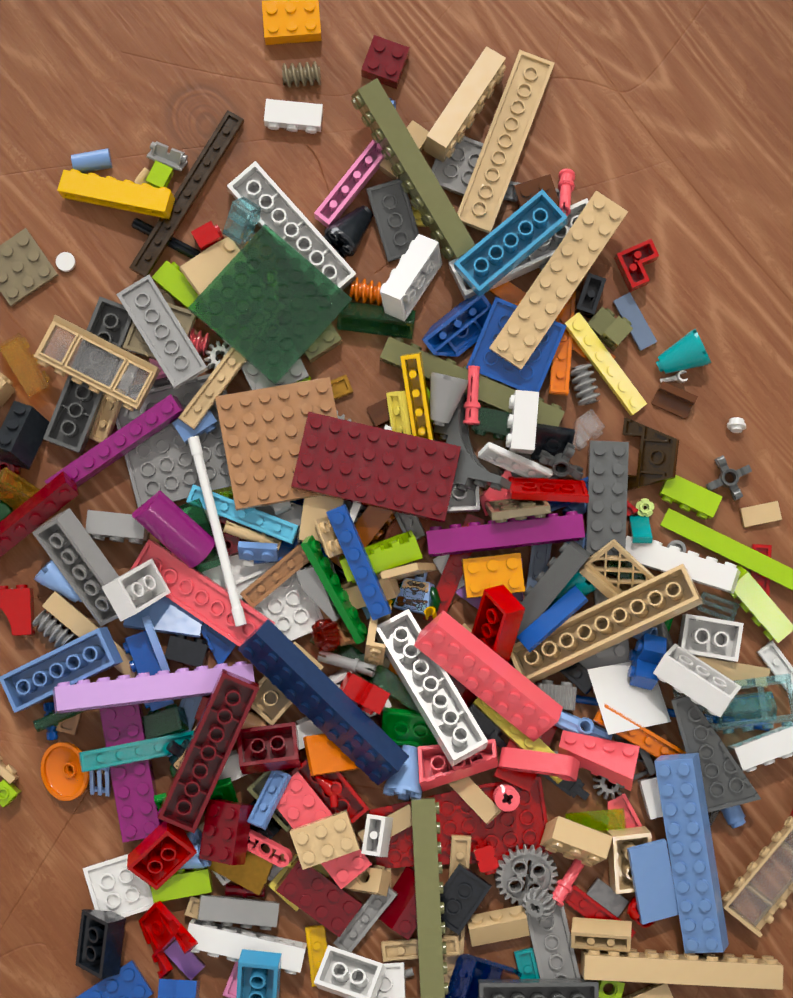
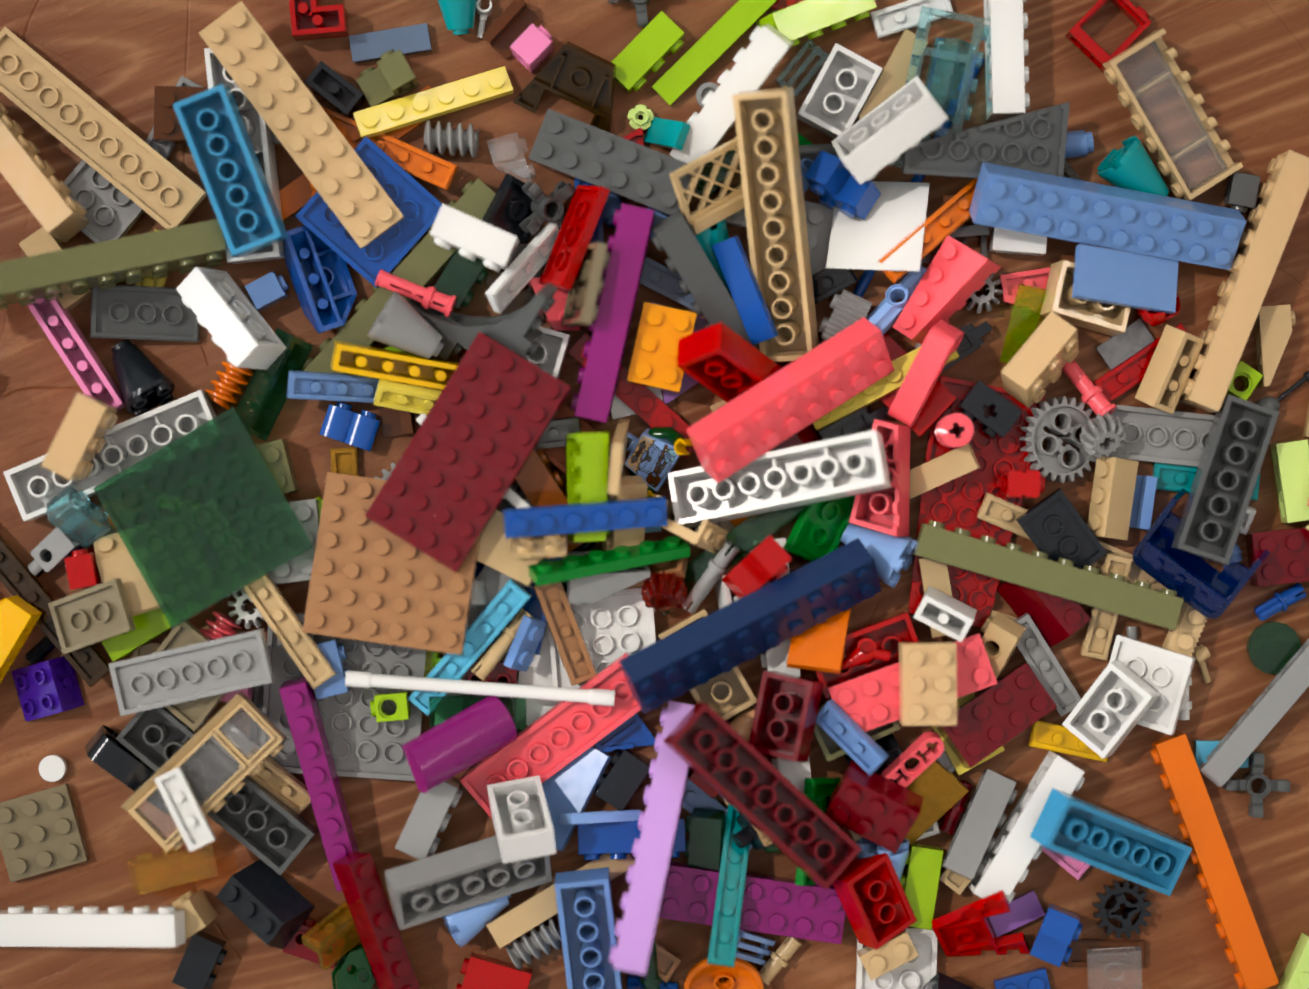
camera: 70 degrees left, 5 degrees up
(67, 358) = (185, 809): none -> white plate
(85, 302) = (117, 759): none -> black beam
(98, 803) = (779, 959): none -> tan pin
(118, 240) = (47, 688): none -> dark purple bracket
(124, 878) = (889, 956): none -> tan brick
(177, 252) = (91, 616): none -> dark tan plate
(189, 481) = (401, 700): none -> lime brick
(212, 211) = (51, 552): none -> light grey torso
(296, 203) = (80, 437): none -> tan brick
(366, 382) = (350, 427): none -> blue brick
(388, 360) = (331, 386): none -> medium blue tile
(438, 296) = (267, 290): none -> medium blue brick
(502, 948) = (1143, 502): none -> medium blue panel
(531, 828) = (1004, 412): none -> black brick
(566, 187) = (179, 71): coral pin -> none
(666, 418) = (532, 47): none -> bright pink brick
(730, 860) = (1132, 169): none -> teal cone
(742, 942) = (1241, 192): none -> dark grey brick

